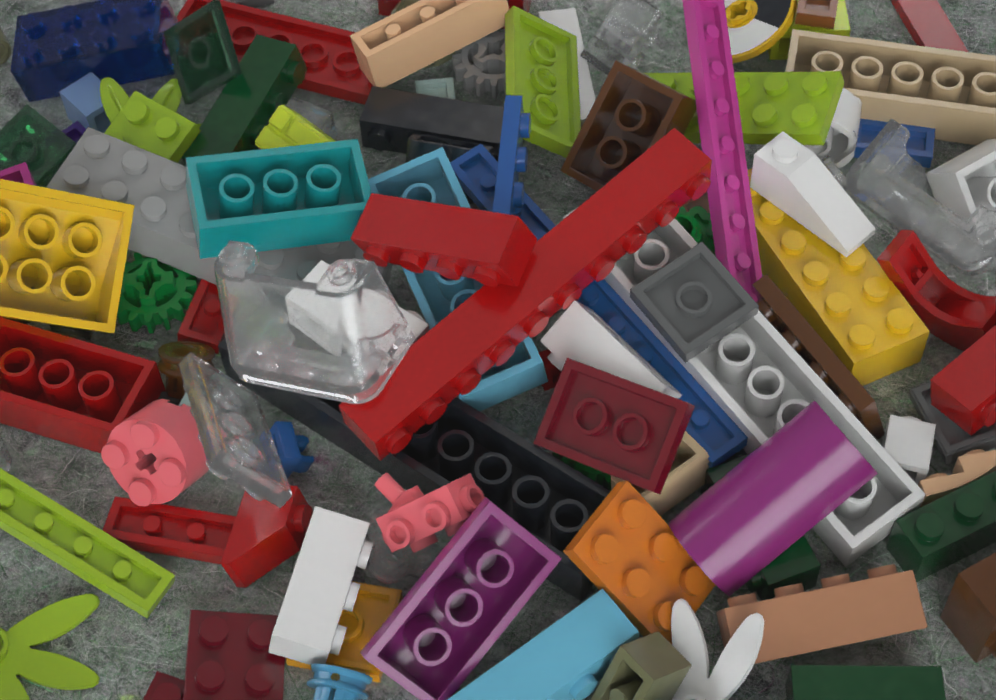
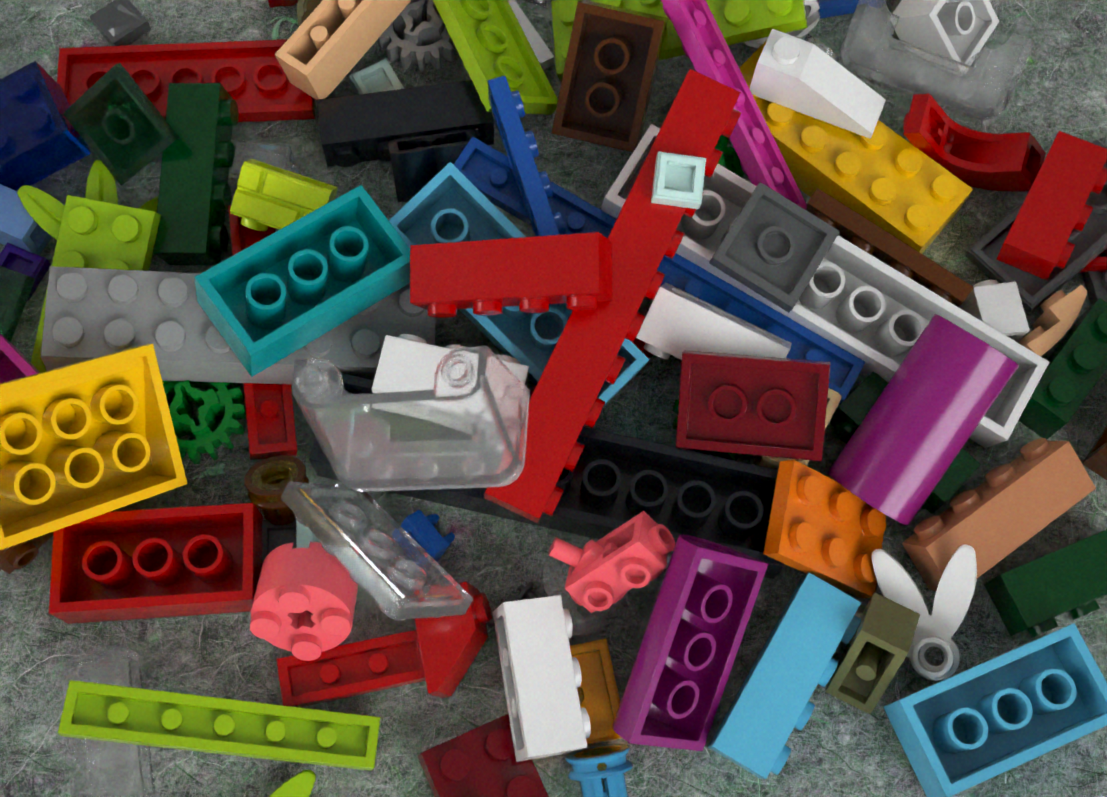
camera: 30 degrees left, 15 degrees up
(621, 210) = (678, 180): none -> light aqua tile

